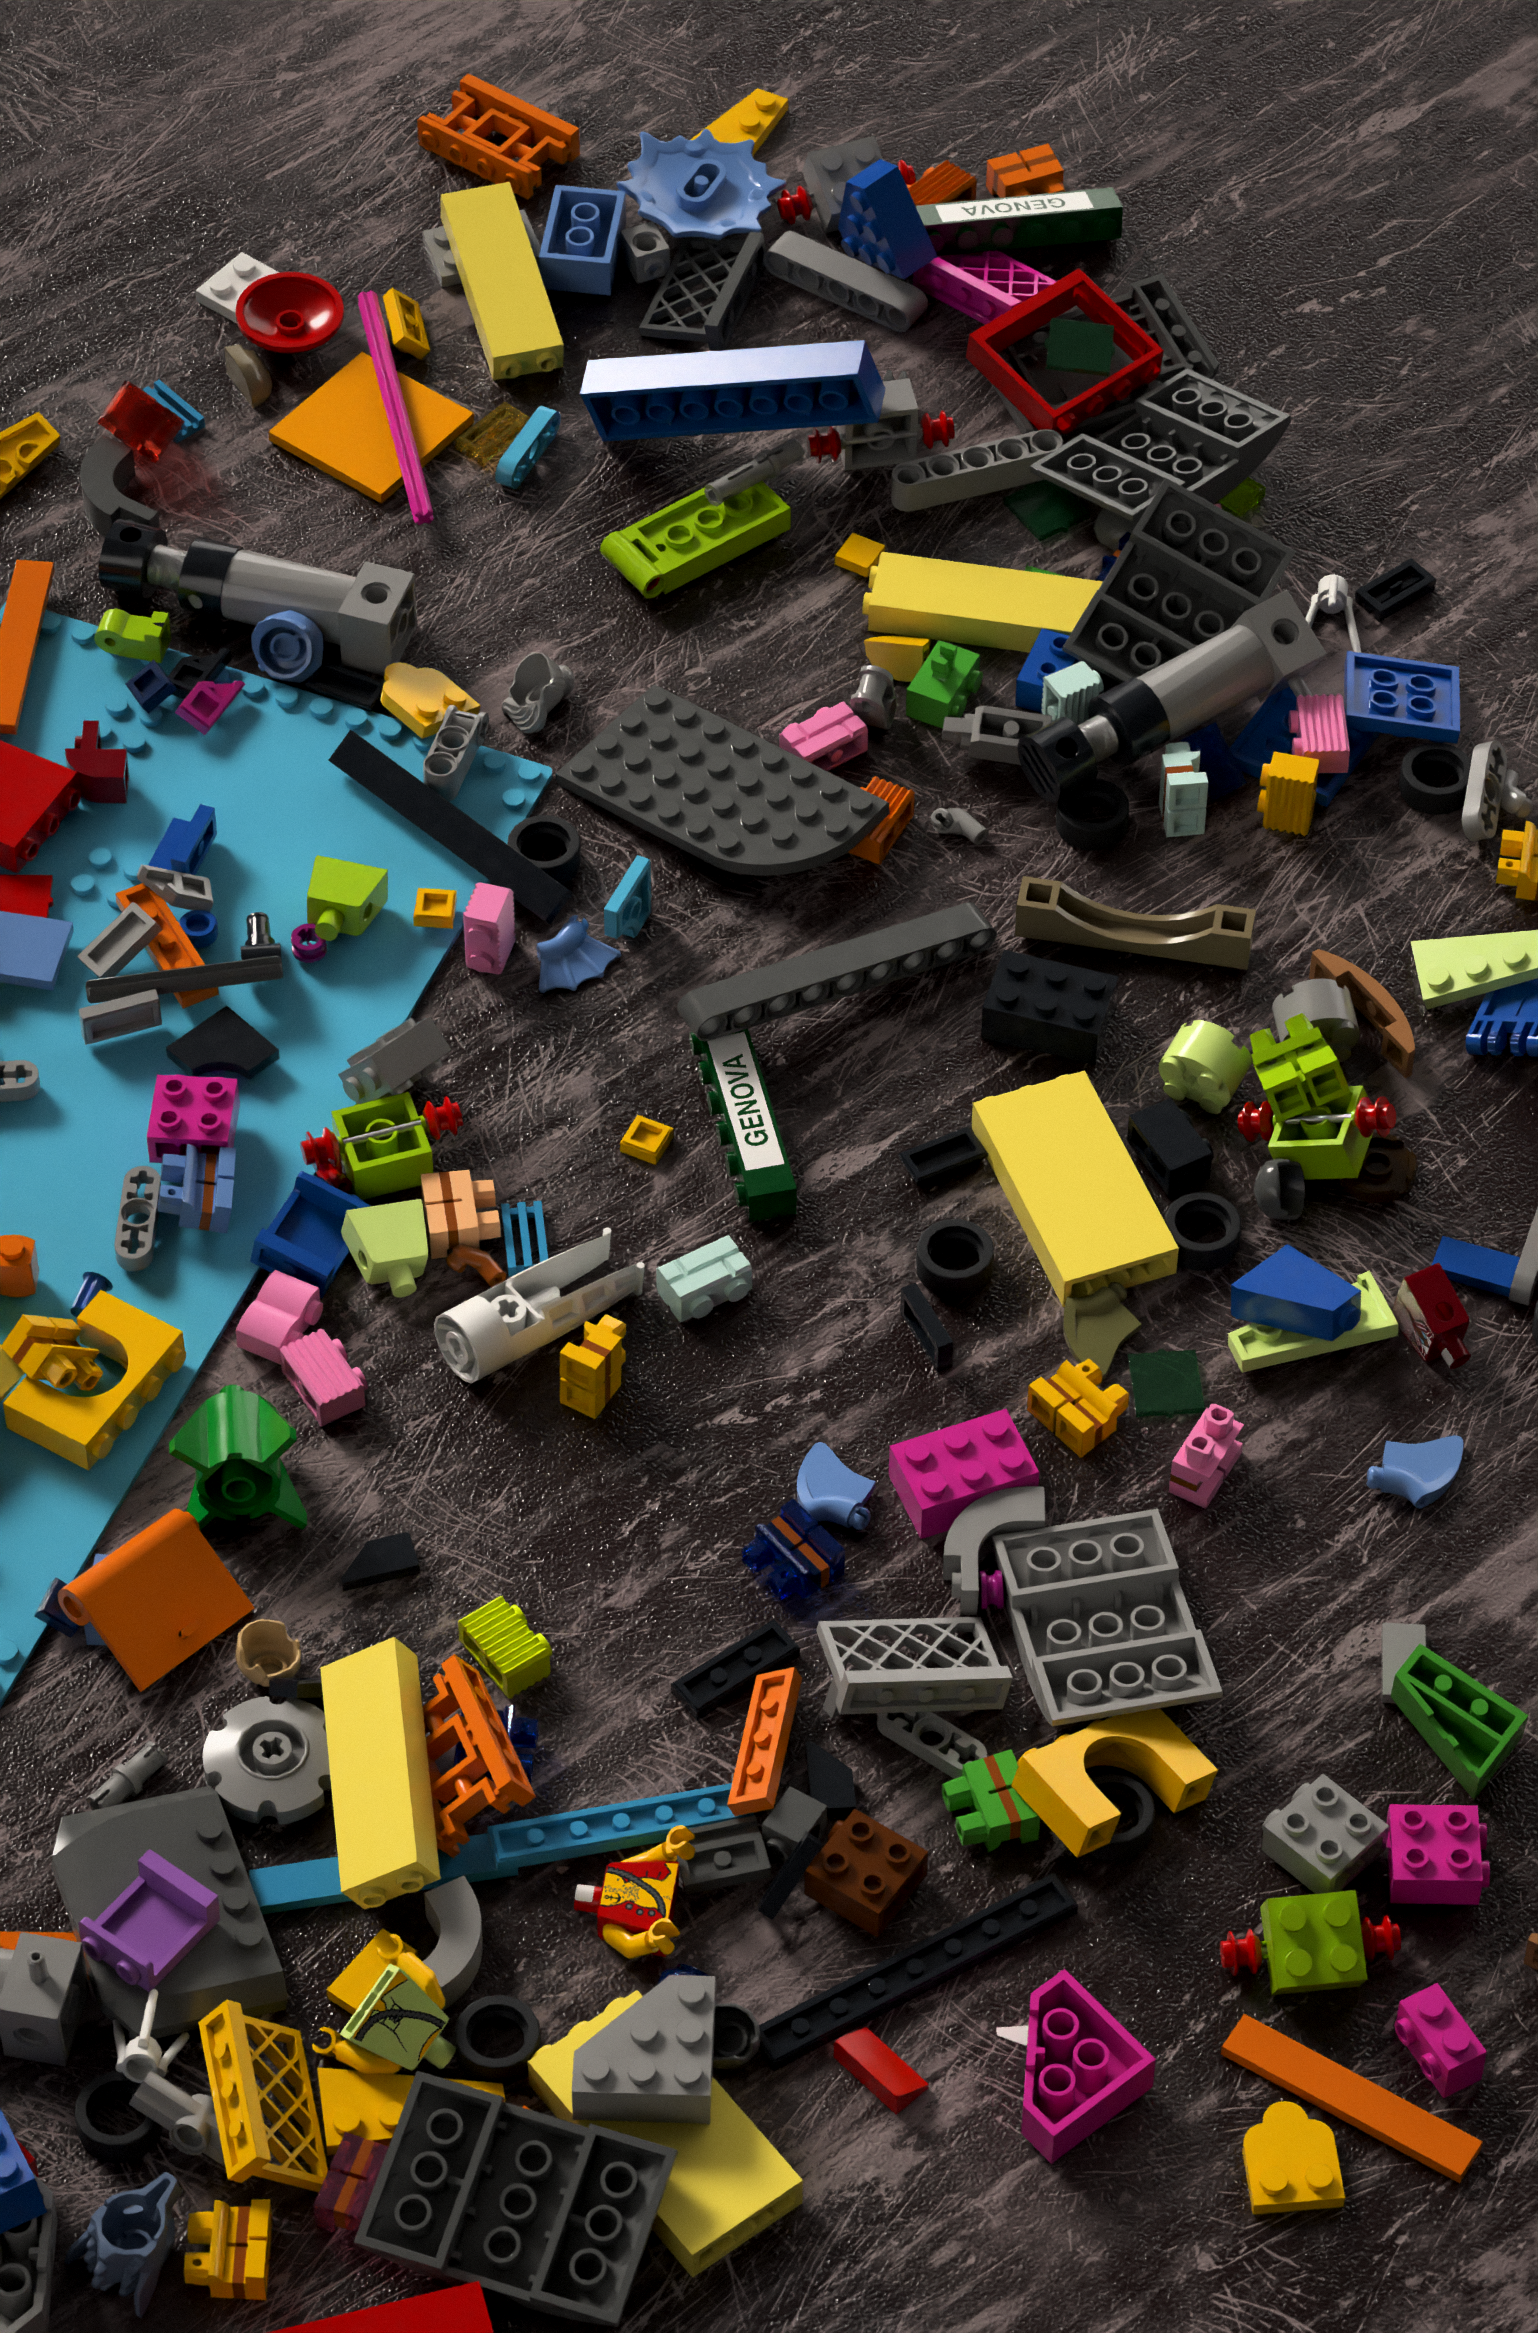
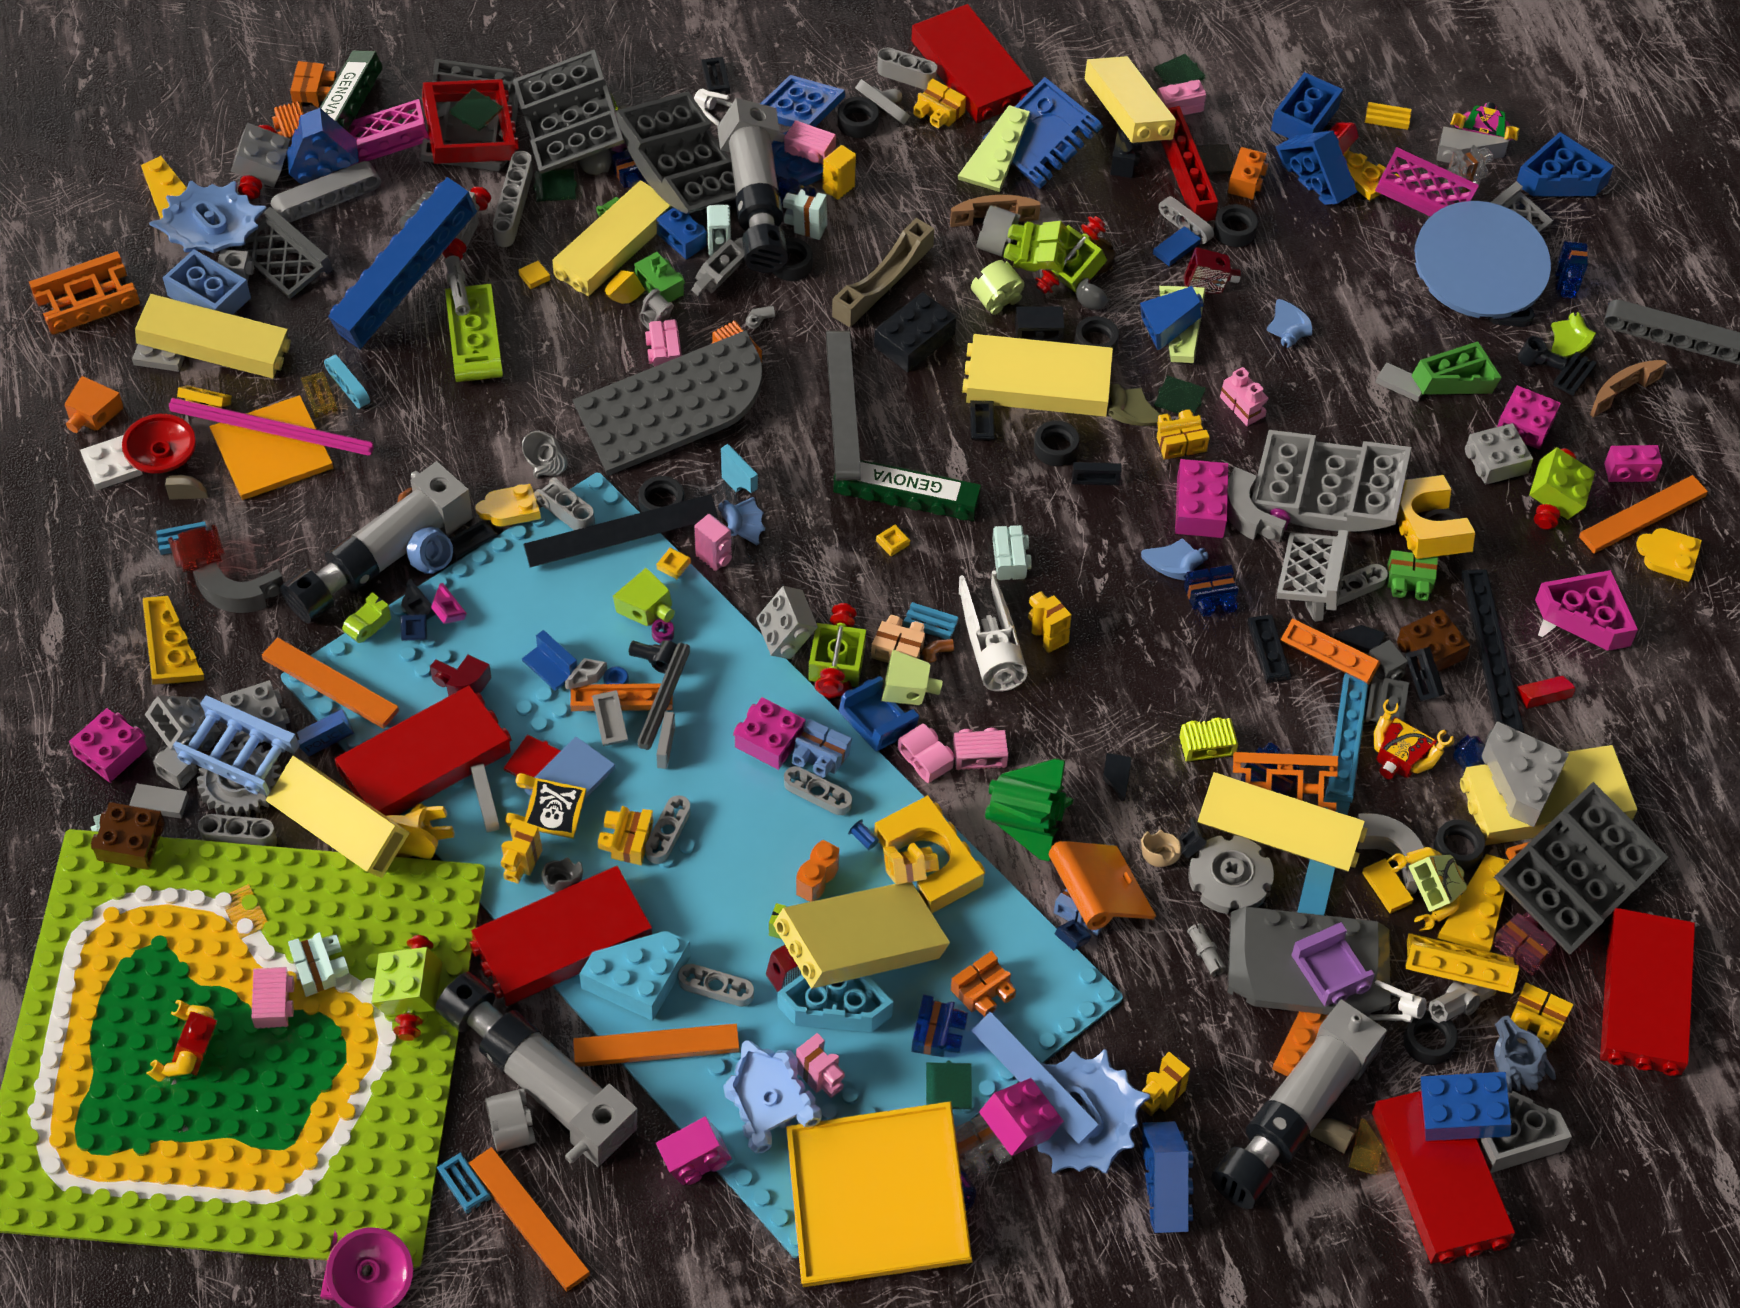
camera: 65 degrees left, 5 degrees up
(223, 1044) = (713, 700): black tile -> none
(316, 227) = (91, 405): none -> orange torso

